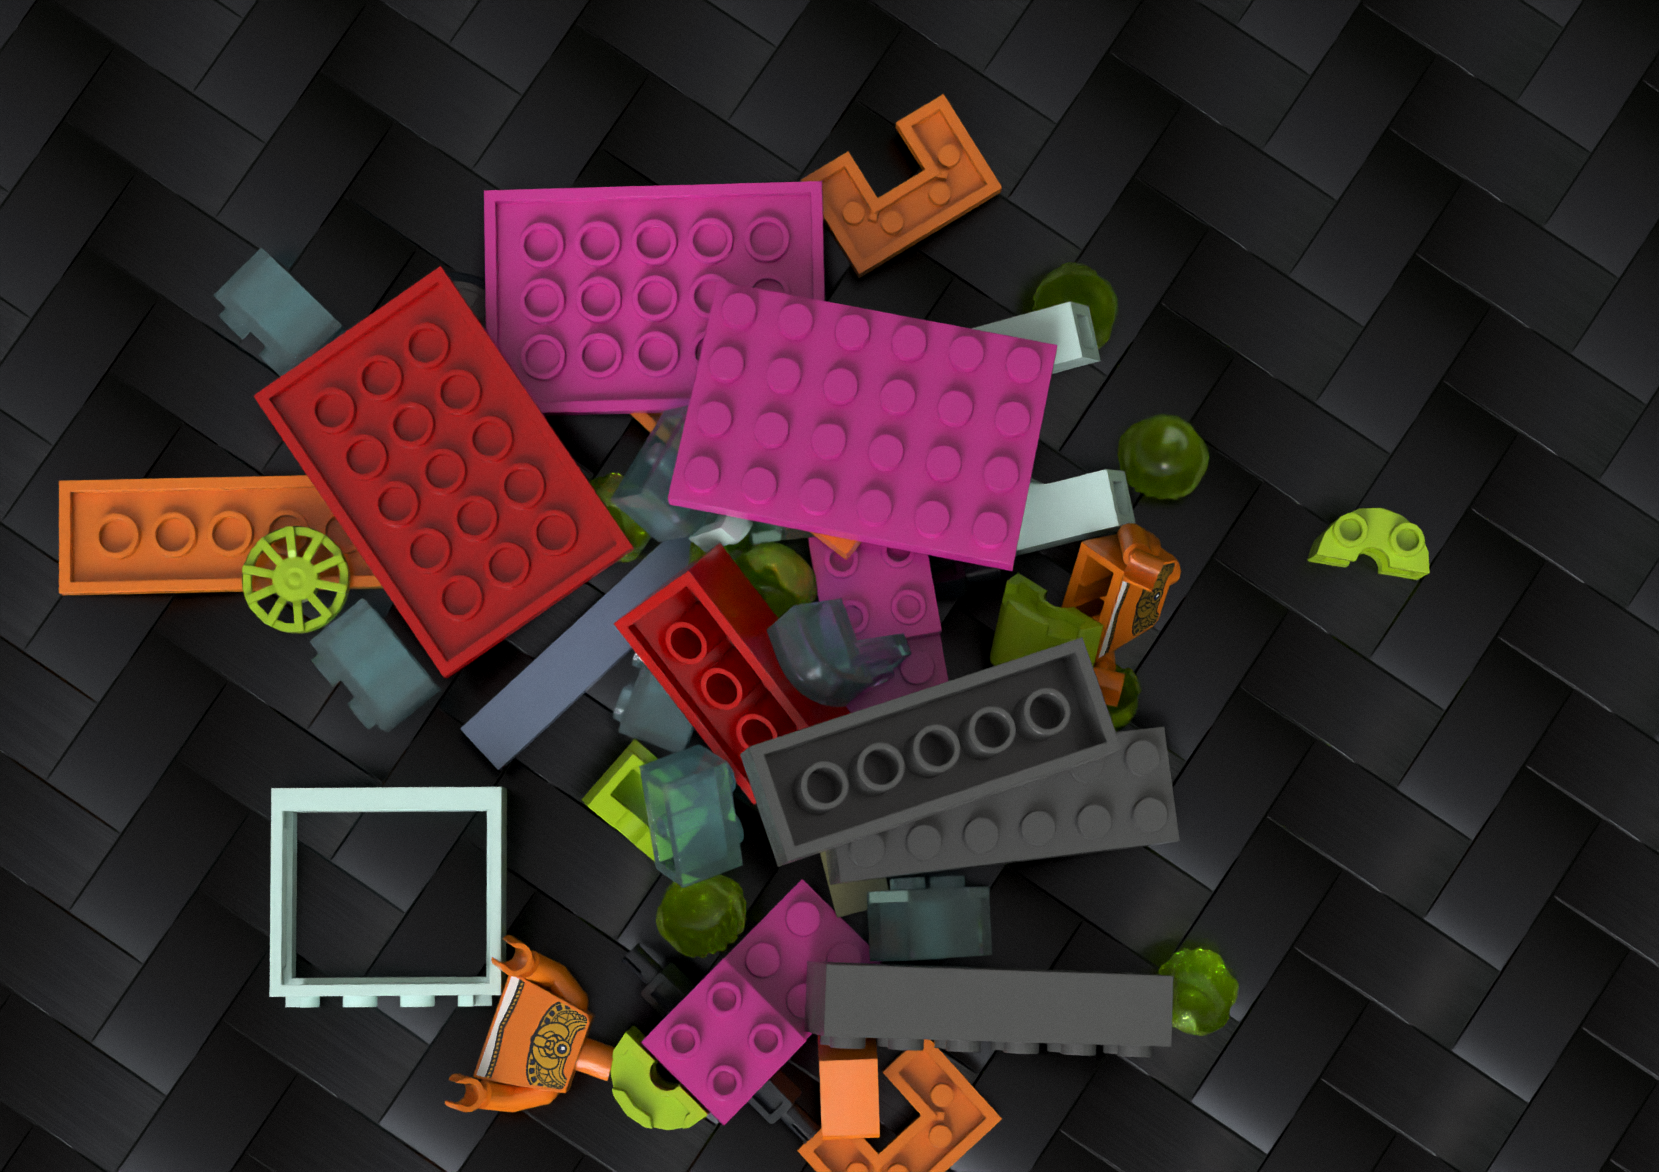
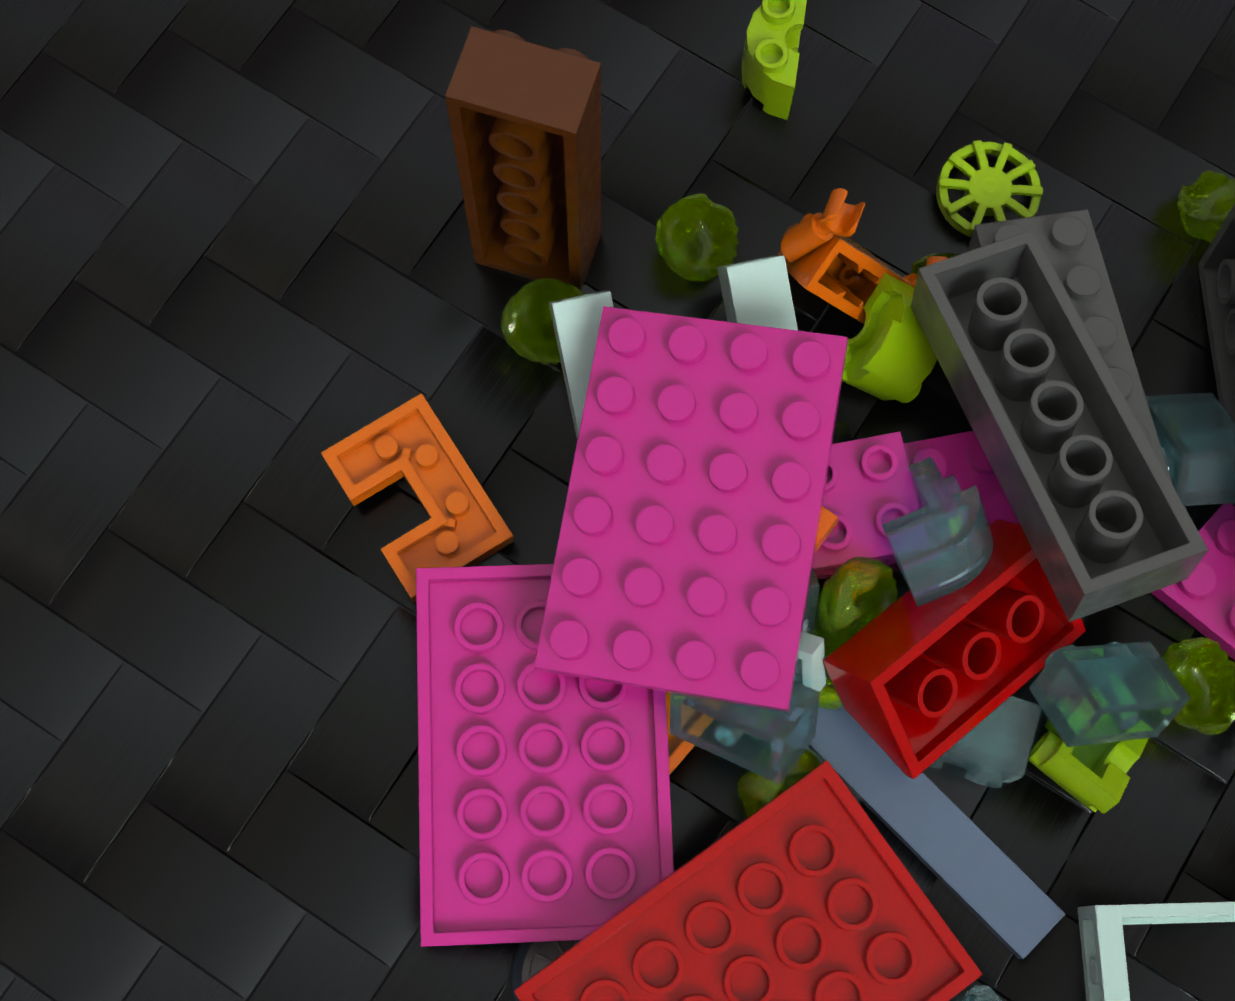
camera: 90 degrees left, 10 degrees down
(1189, 269) = (528, 154): none -> reddish brown brick
(1221, 760) = (988, 187): none -> lime wheel

